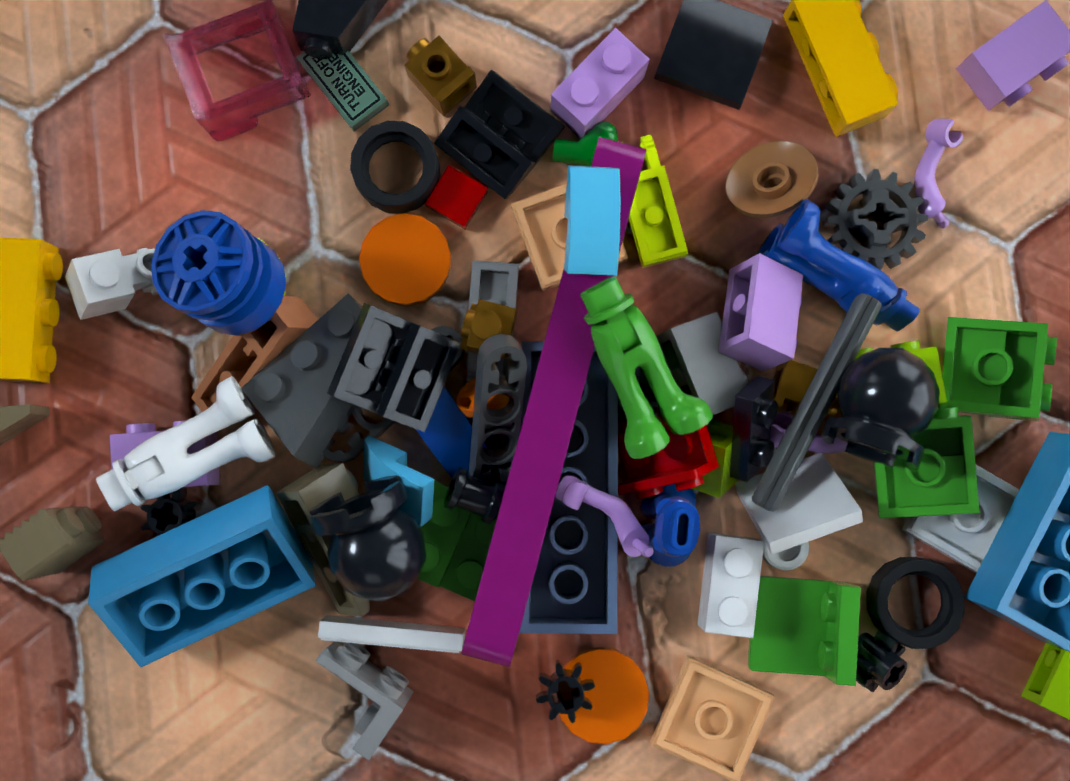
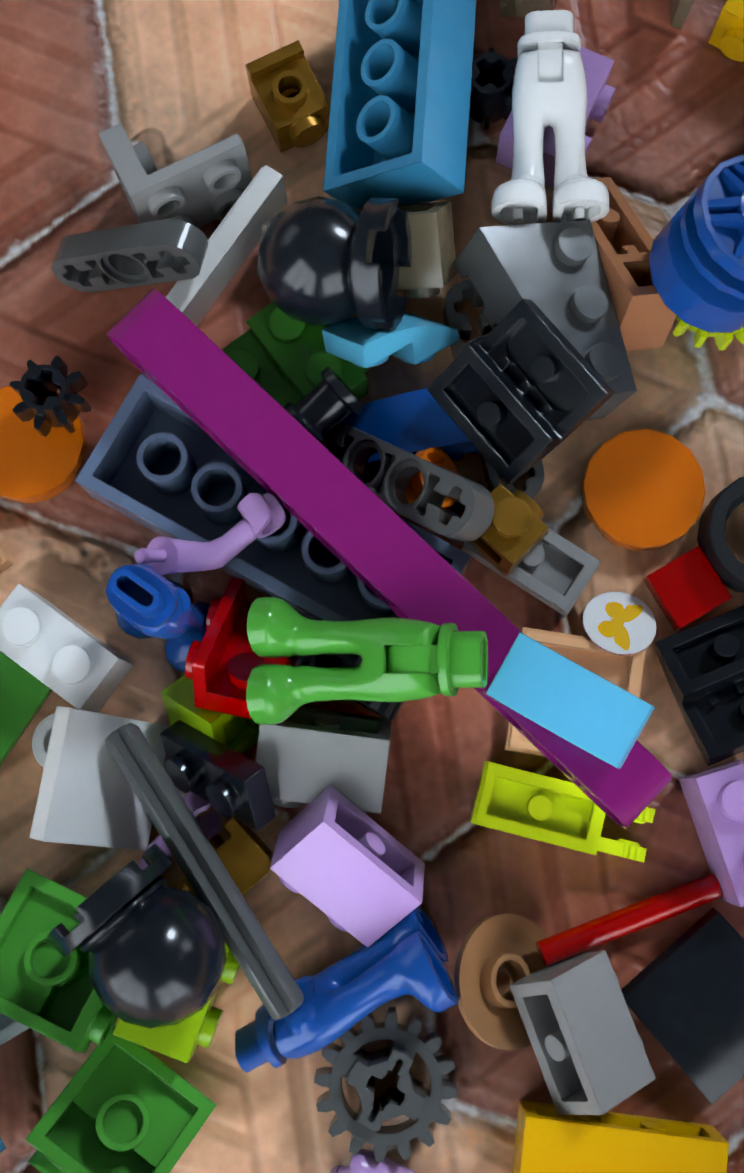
camera: 125 degrees right, 5 degrees down
(243, 670) = (289, 97): none -> pearl gold brick
(436, 694) = (130, 256): none -> dark grey beam
(504, 228) = (619, 623): none -> white sticker
(583, 151) = (673, 802): green arm -> none
(690, 125) = (629, 919): none -> red bar
(777, 117) = (582, 1034): none -> light grey brick

